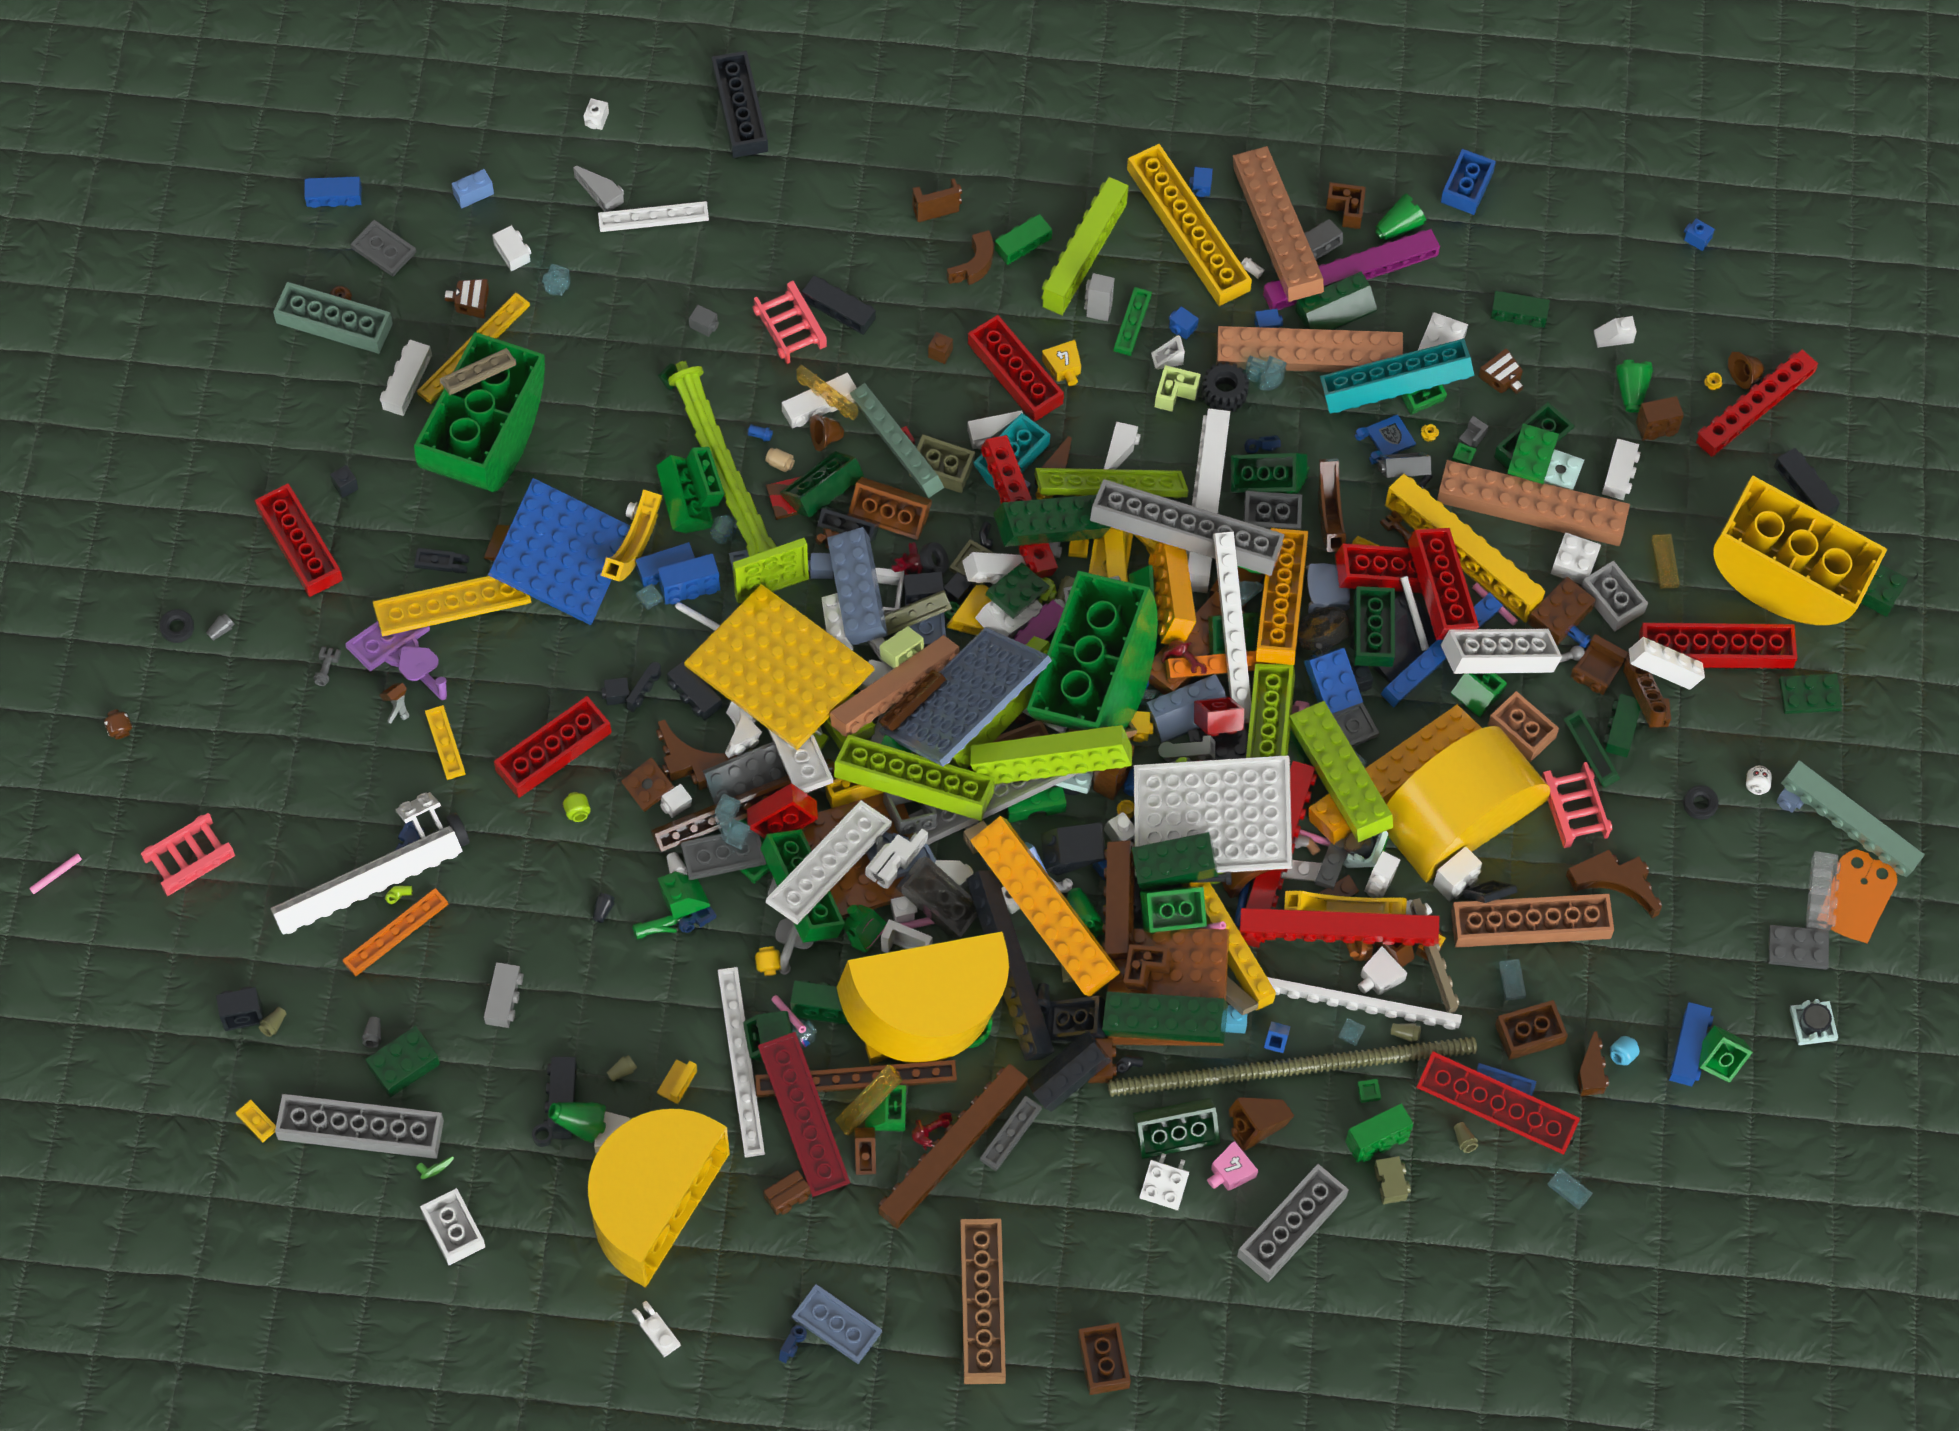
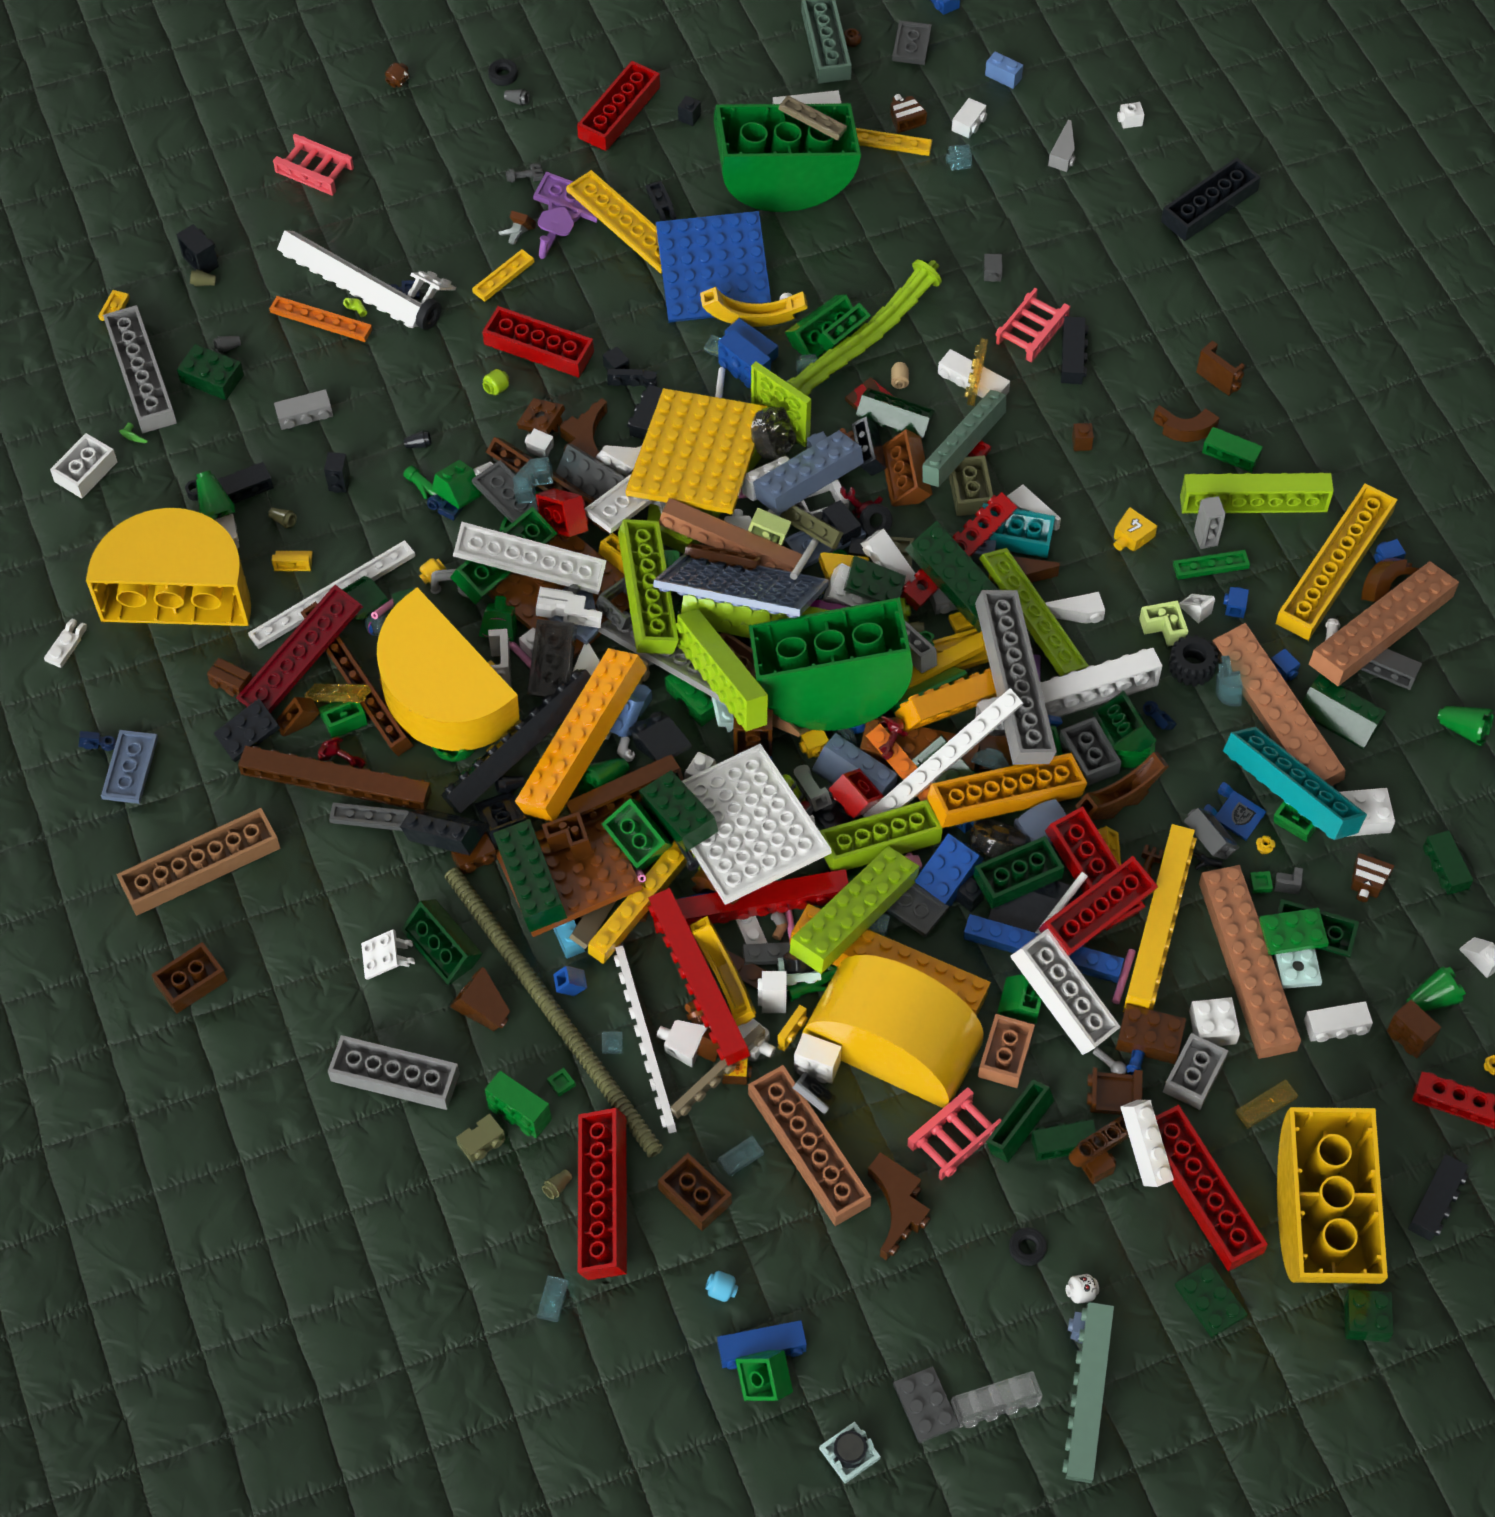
camera: 65 degrees right, 5 degrees down
(55, 873) = (254, 98): bright pink bar -> none
(605, 994) = (337, 472): none -> black brick
(653, 216) = (1065, 193): white plate -> none
(759, 432) = (917, 354): blue pin -> none
(795, 593) = (772, 433): none -> clear smoke piece
(824, 431) = (946, 393): reddish brown piece -> none
(856, 1201) = (247, 729): none -> black plate
(952, 636) = (803, 560): none -> white bar
(1015, 368) = (1099, 497): red brick -> none
(1127, 1062) = (484, 876): black arm -> none
(1228, 199) = (1382, 575): none -> reddish brown arch
(1232, 1168) = (424, 1002): bright pink torso -> none
(1347, 199) = (1454, 673): reddish brown brick -> none
(1371, 263) = (1407, 721): magenta brick -> none
(1409, 1032) = (638, 1091): olive cone -> none
(1419, 885) = (792, 1027): none -> yellow plate
(1520, 1083) = (635, 1198): blue plate -> none
(1591, 1074) = (685, 1264): reddish brown slope -> none
(1861, 904) = (1009, 1442): orange piece -> none

